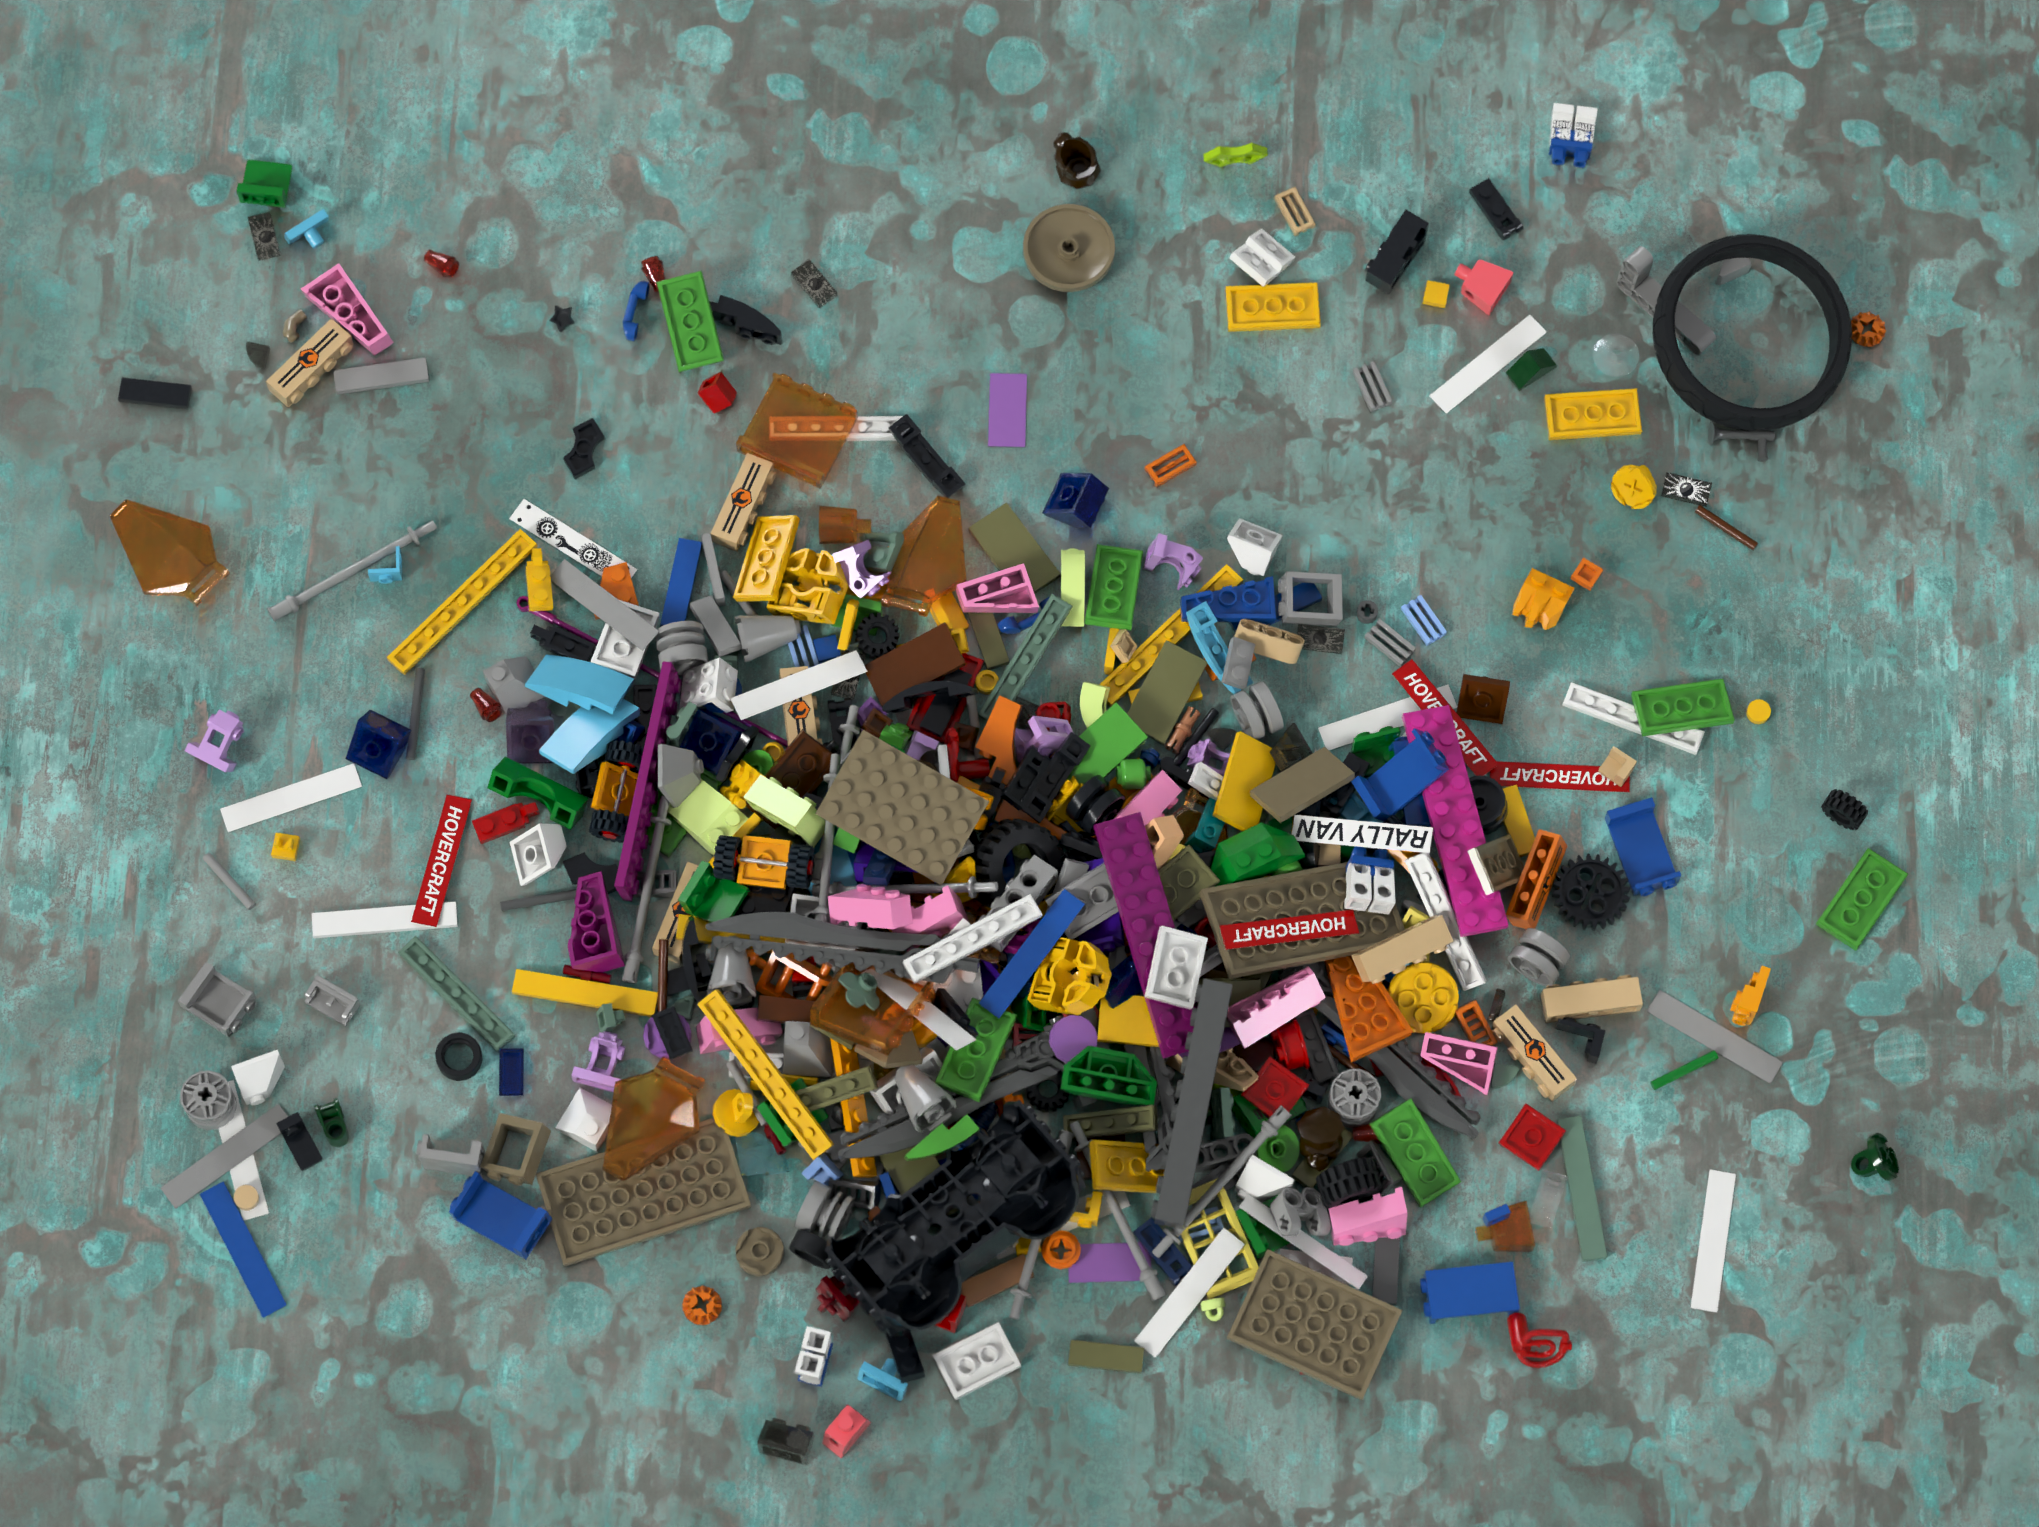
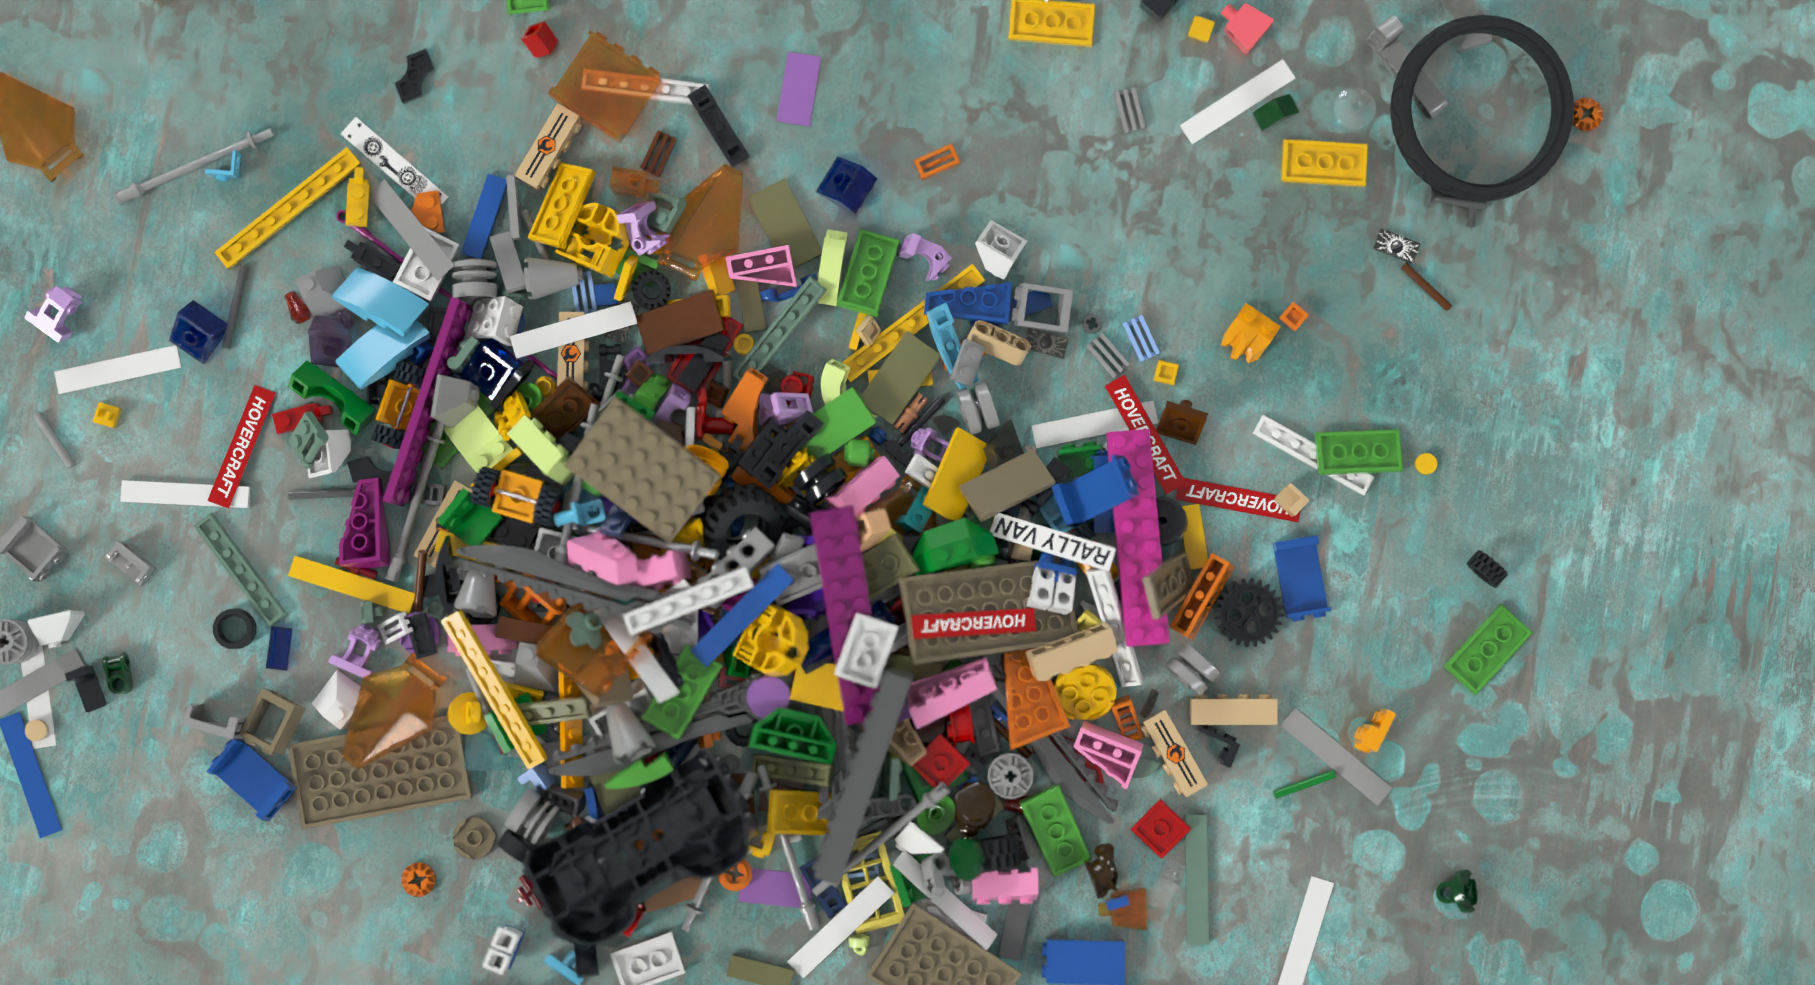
camera: 10 degrees right, 15 degrees up
(513, 837) = (305, 433): none -> sand green plate
(656, 1026) = (402, 624): none -> white tile
(837, 870) = (580, 515): none -> medium azure bracket
(869, 477) = (673, 140): none -> reddish brown tile
(1321, 1186) = (966, 859): none -> dark green tile
(1457, 652) = (1166, 372): none -> yellow tile
(1474, 1188) = (1103, 870): none -> dark brown piece
(1634, 486) = (1350, 239): yellow tile -> none

